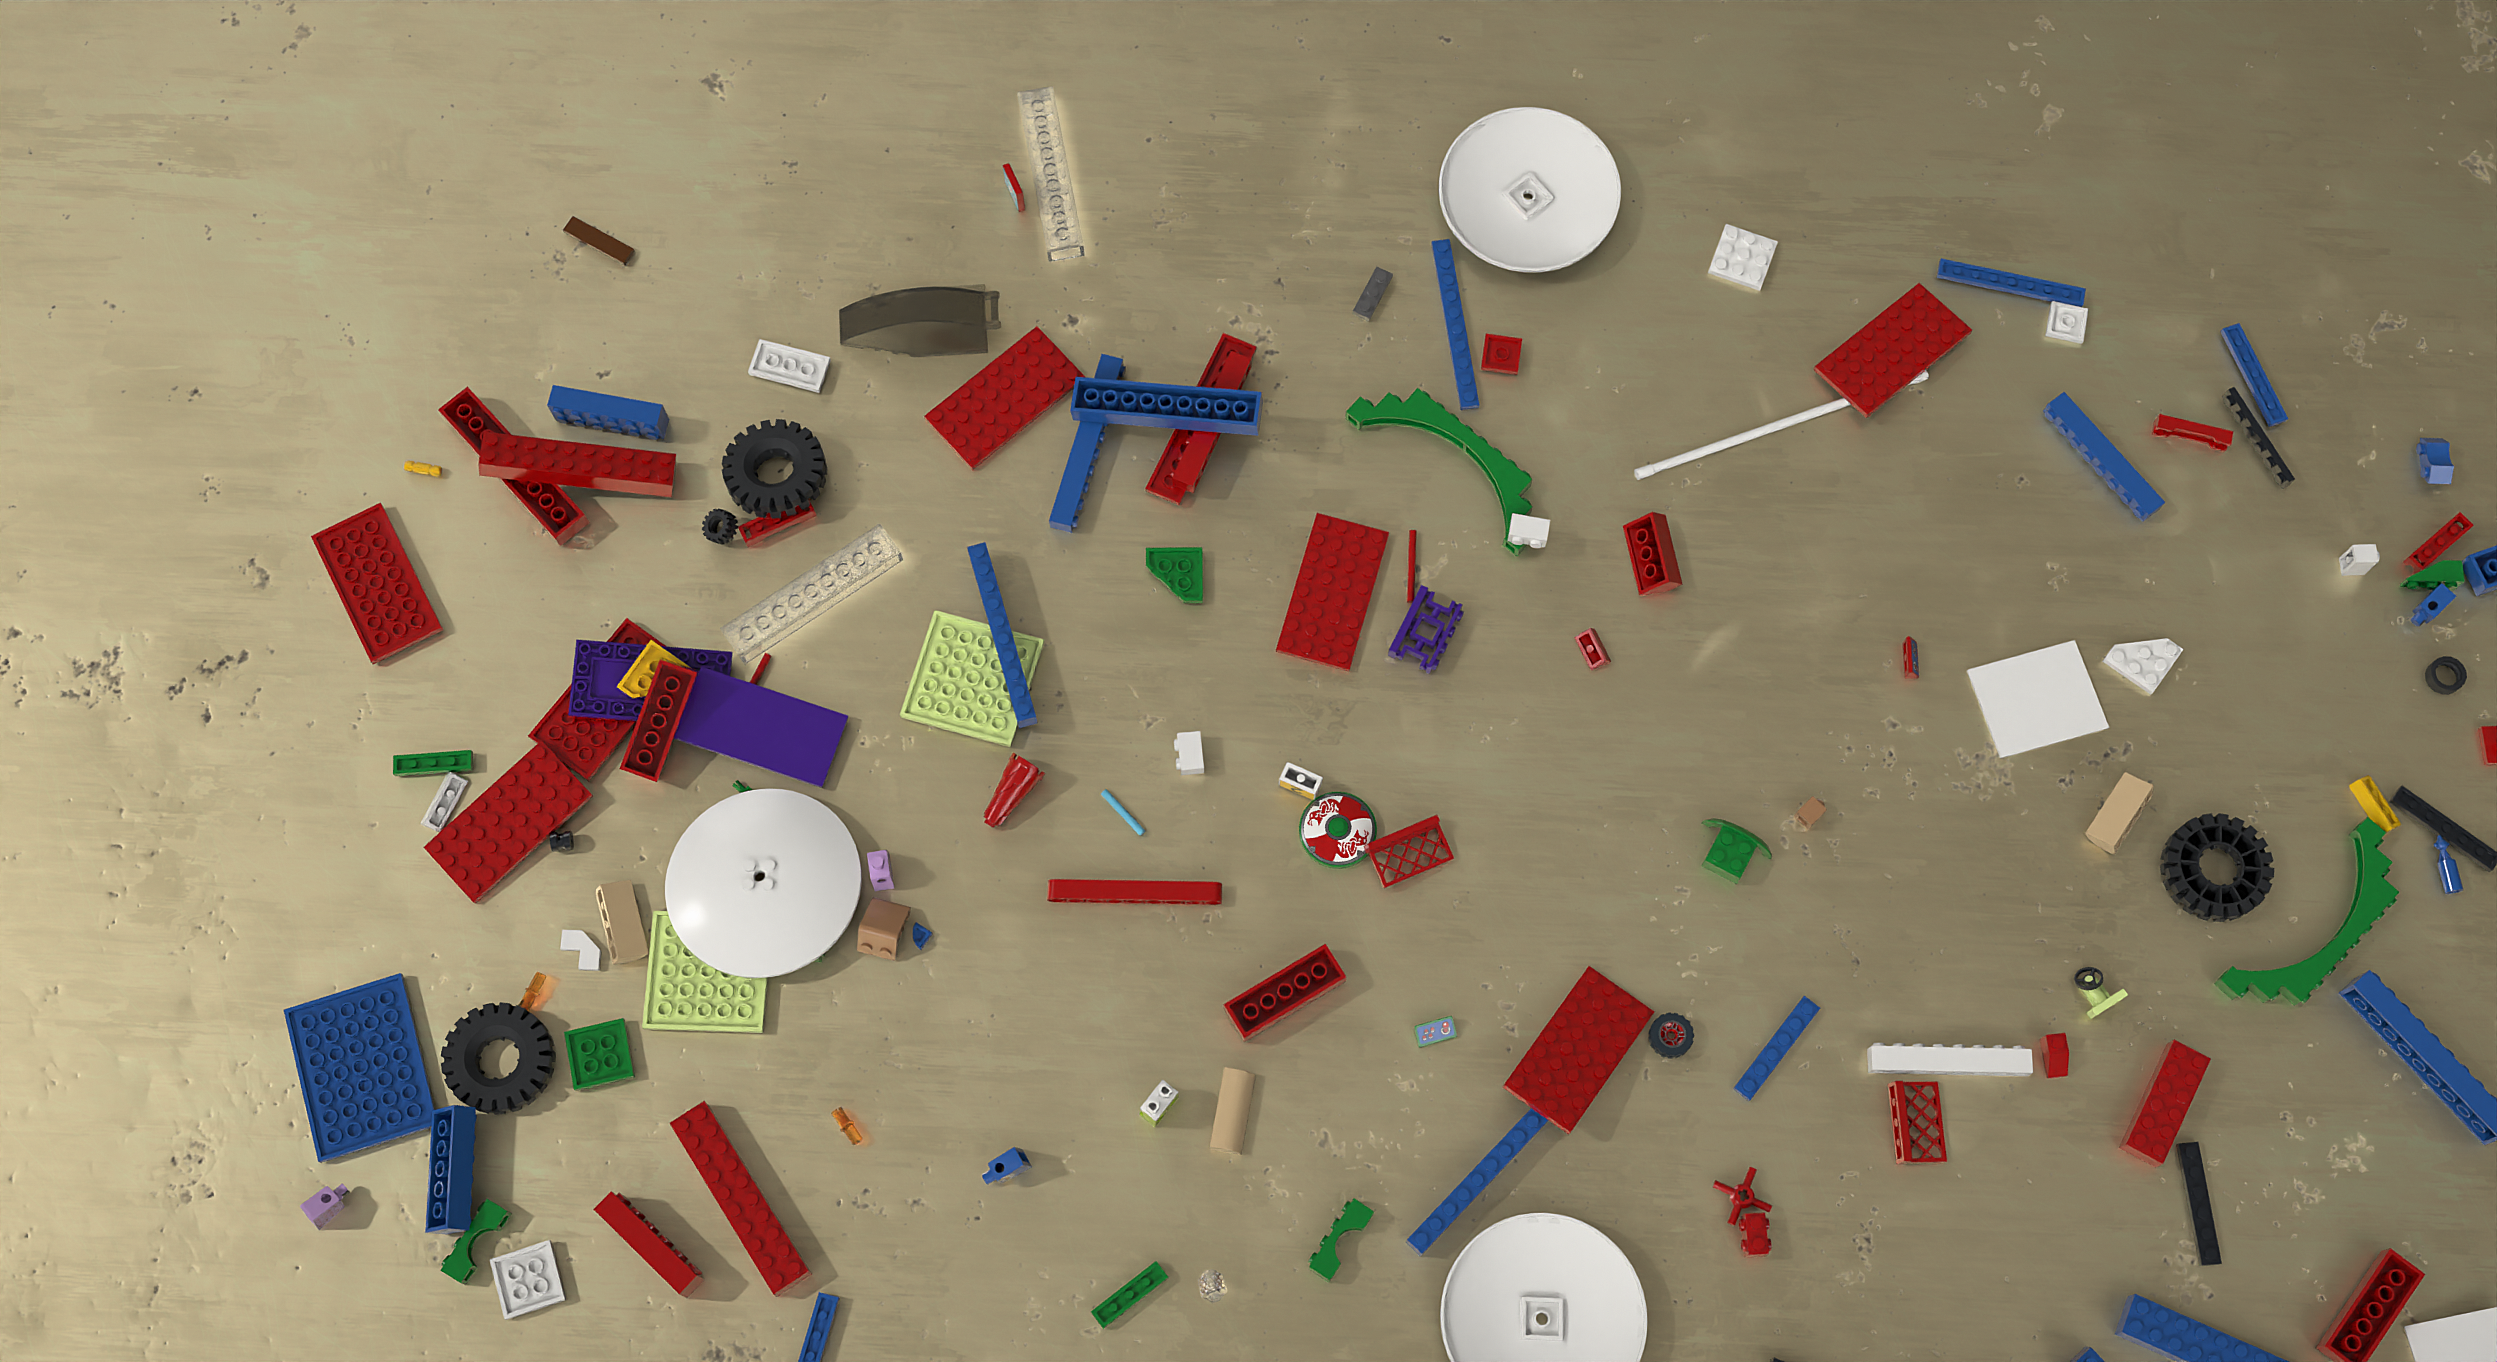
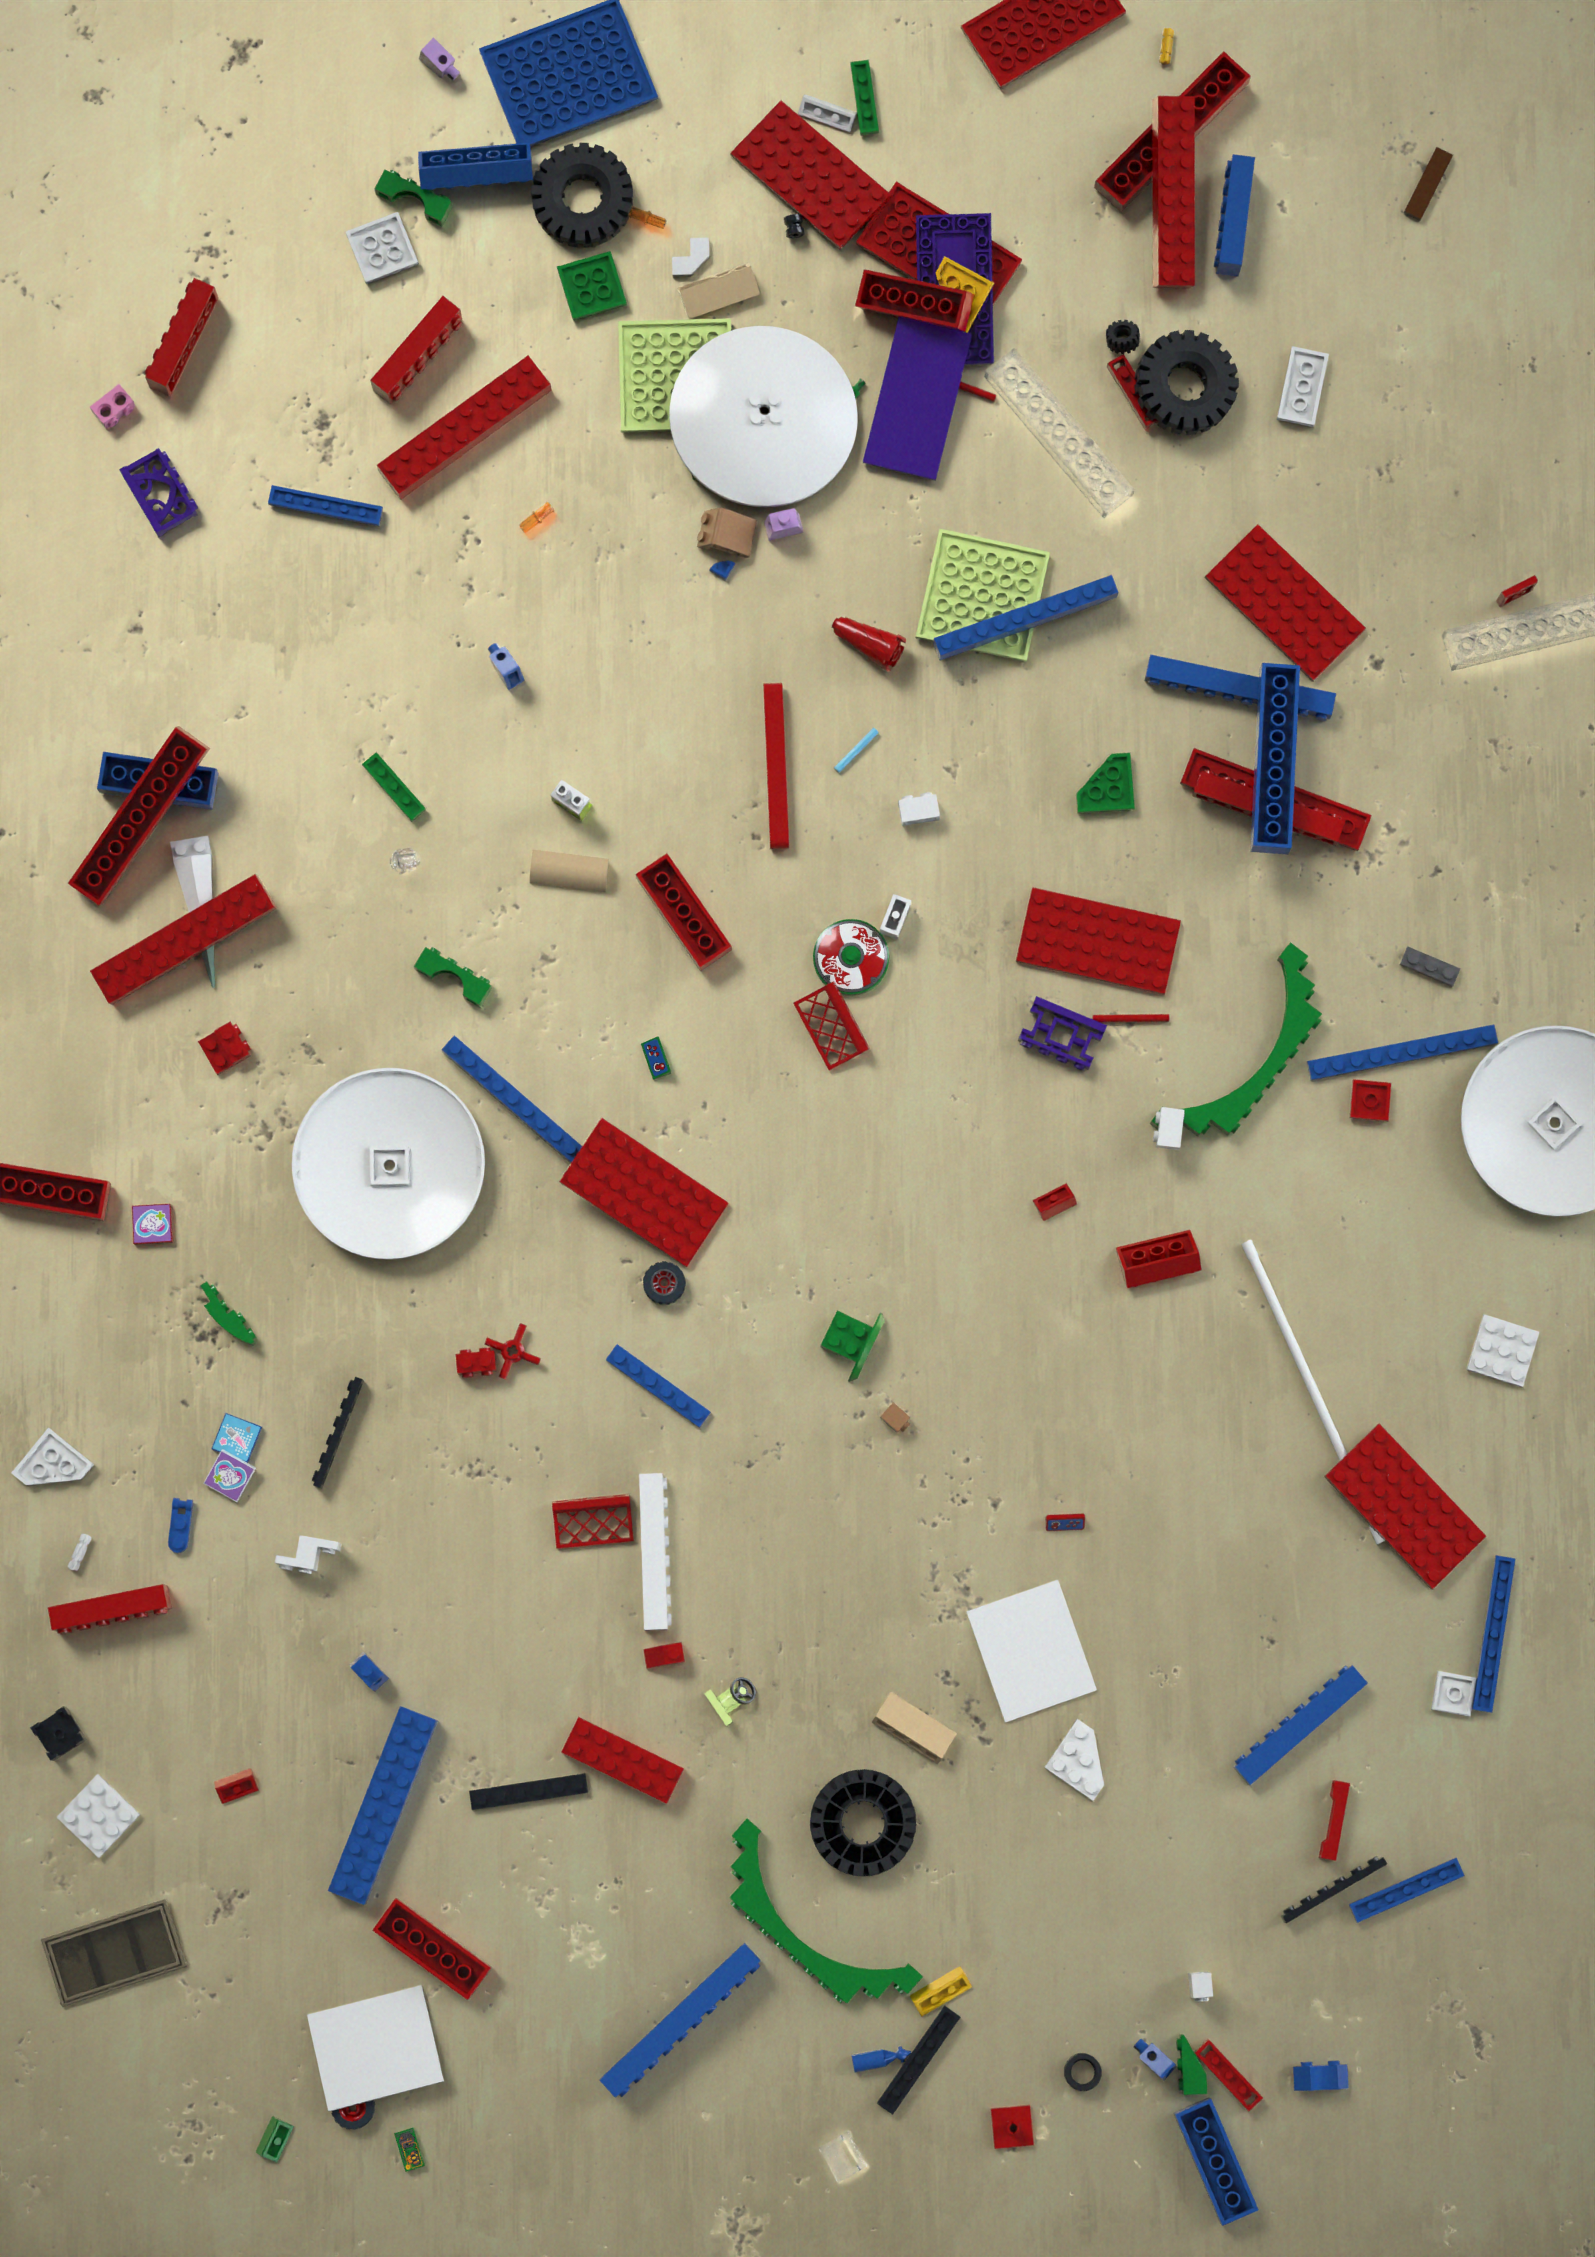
camera: 85 degrees right, 10 degrees up
(922, 321) = (1363, 513): clear smoke windscreen -> none

